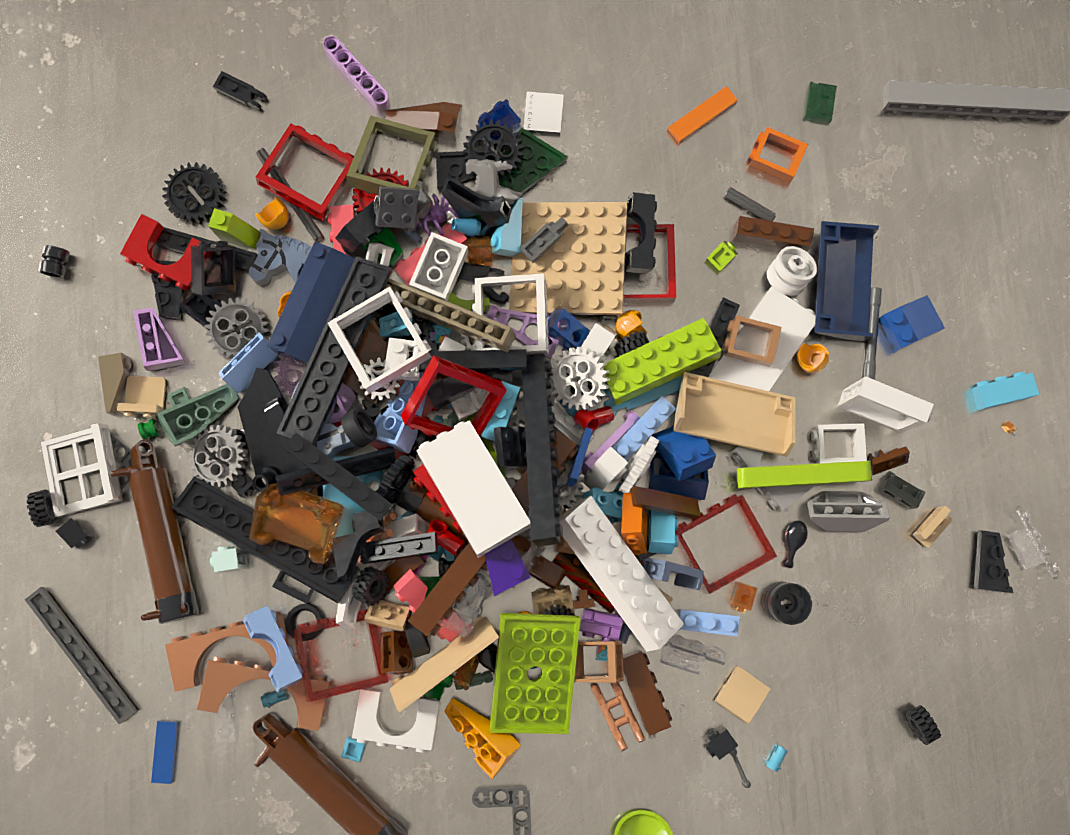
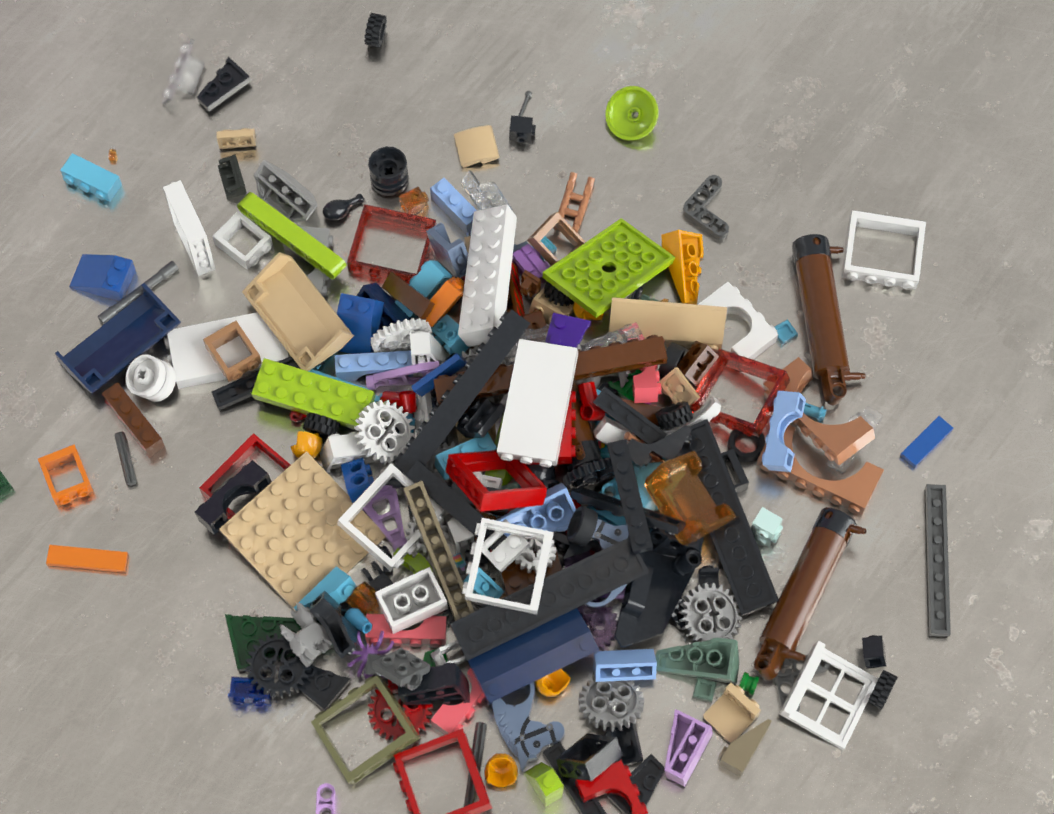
camera: 135 degrees left, 15 degrees down
(439, 118) = (300, 743): reddish brown wedge -> none
(543, 112) = (206, 669): white slope -> none
(544, 239) = (309, 557): dark grey hinge -> none
(645, 694) = (543, 198): reddish brown brick -> none
(723, 255) = (185, 438): lime bracket -> none
(777, 758) = (492, 91): medium azure pin -> none
(812, 357) = (199, 308): light orange hair -> none
(885, 462) = (224, 204): reddish brown plate -> none

